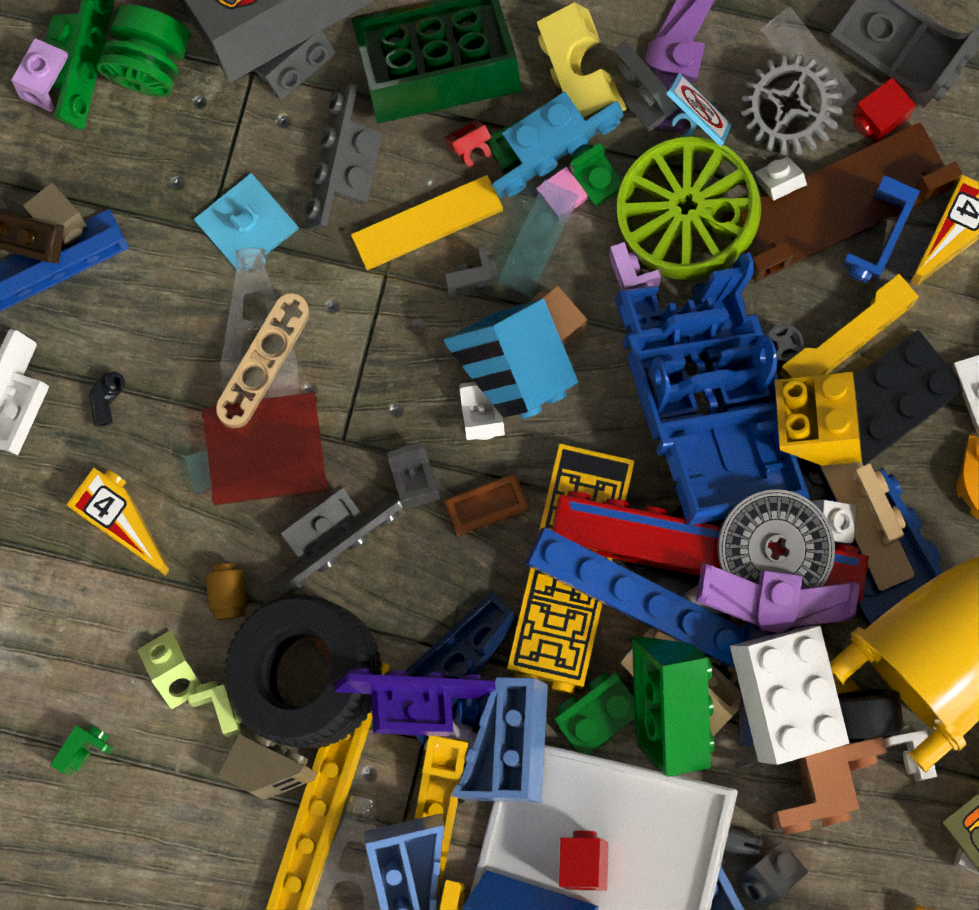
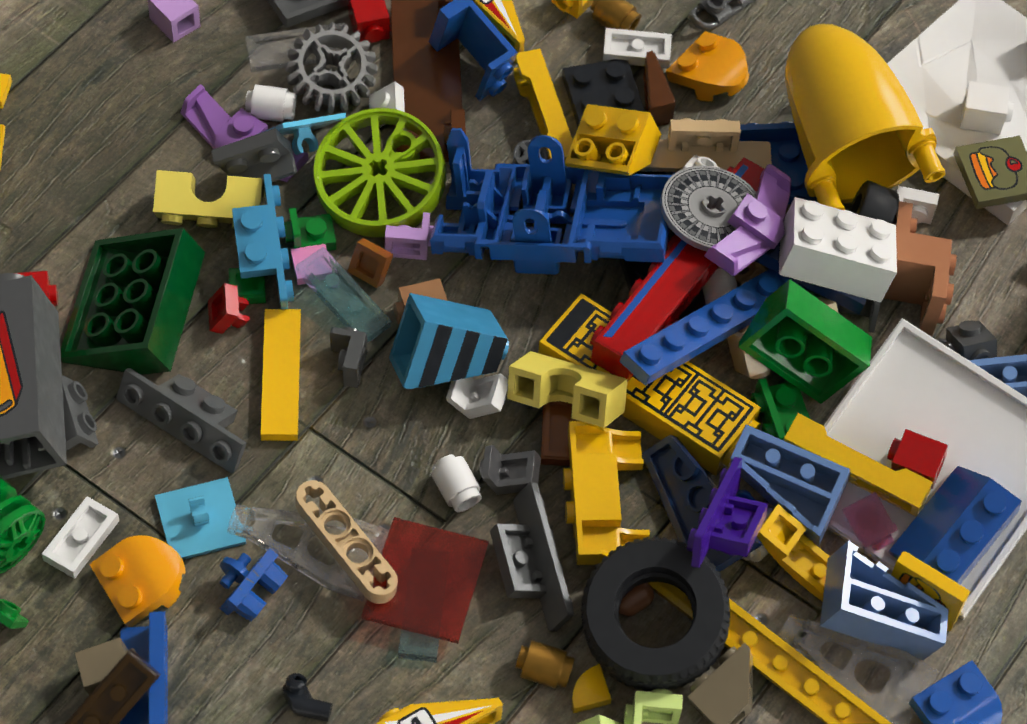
camera: 75 degrees left, 20 degrees down
(160, 200) = (140, 576): none -> light orange slope
(175, 296) = (264, 572): none -> blue hips
(176, 131) = (80, 537): none -> white plate
(217, 642) = (590, 690): none -> yellow tile
(379, 432) = (456, 483): none -> white brick
(419, 566) = (593, 484): none -> yellow bracket
(501, 842) = (870, 522): none -> clear pink bracket
(521, 465) = (541, 379): none -> light yellow arch
(558, 754) = (897, 487): none -> yellow piece
(584, 247) = (370, 262): none -> dark orange tile
(726, 69) = (271, 103): none -> white brick
(925, 440) = (658, 95): none -> reddish brown slope

